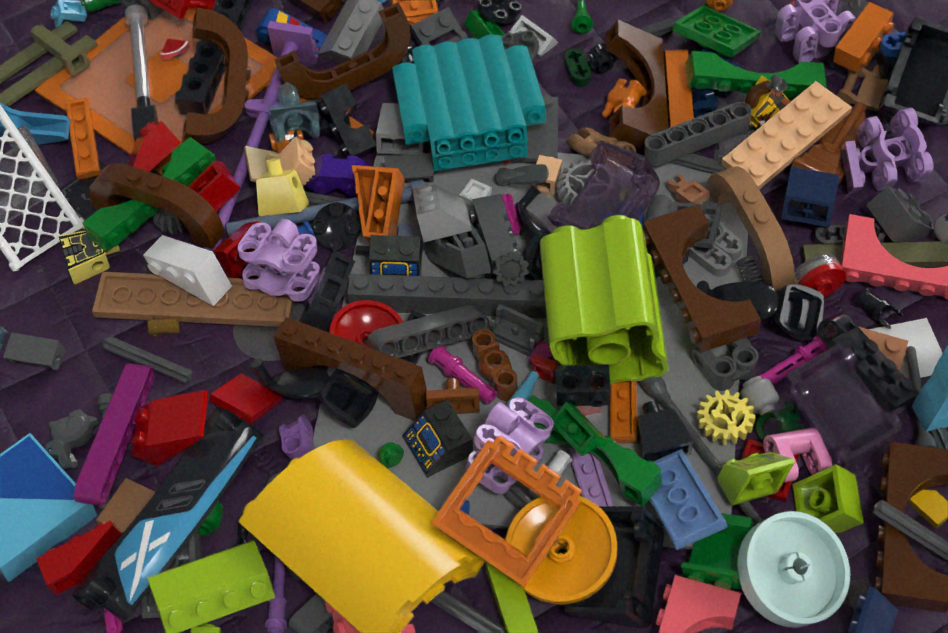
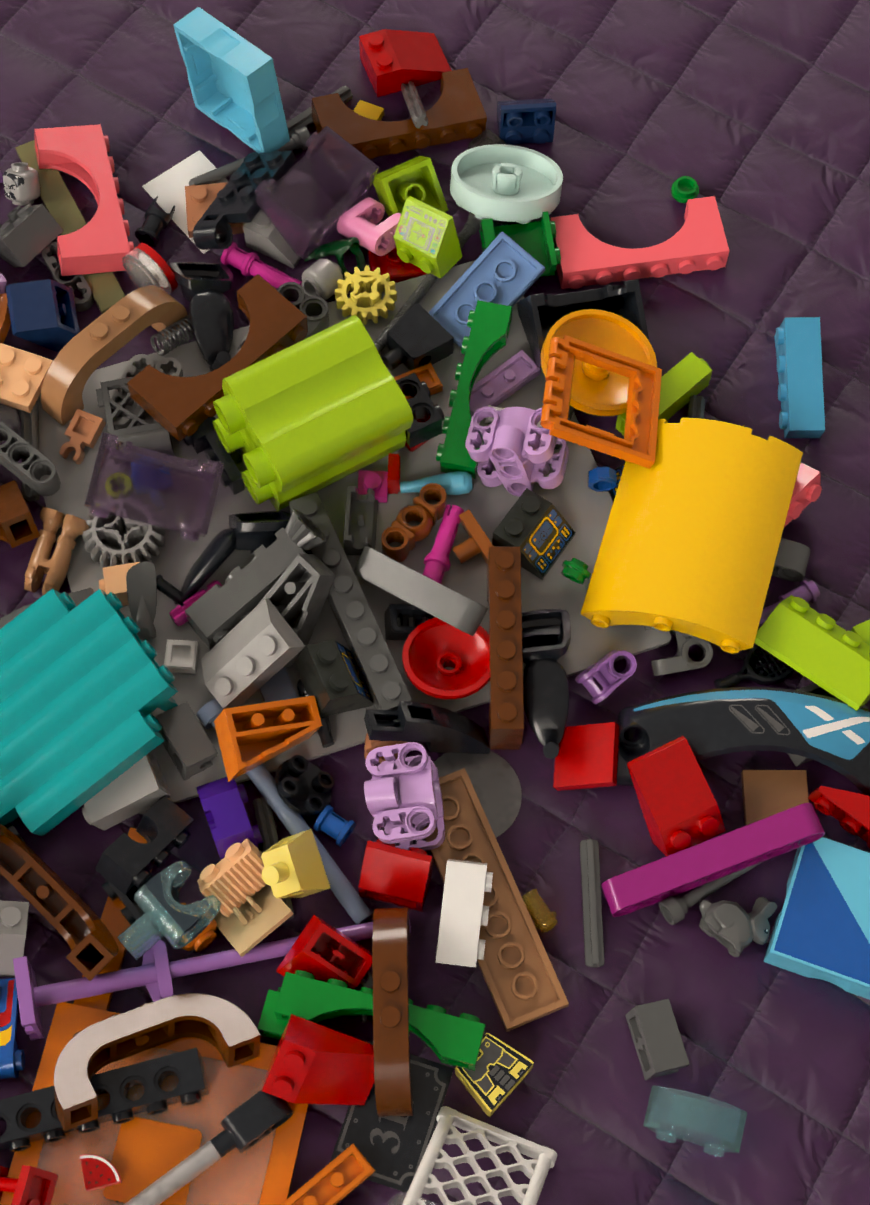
camera: 120 degrees left, 10 degrees up
(577, 429) = (467, 392): green slope -> none

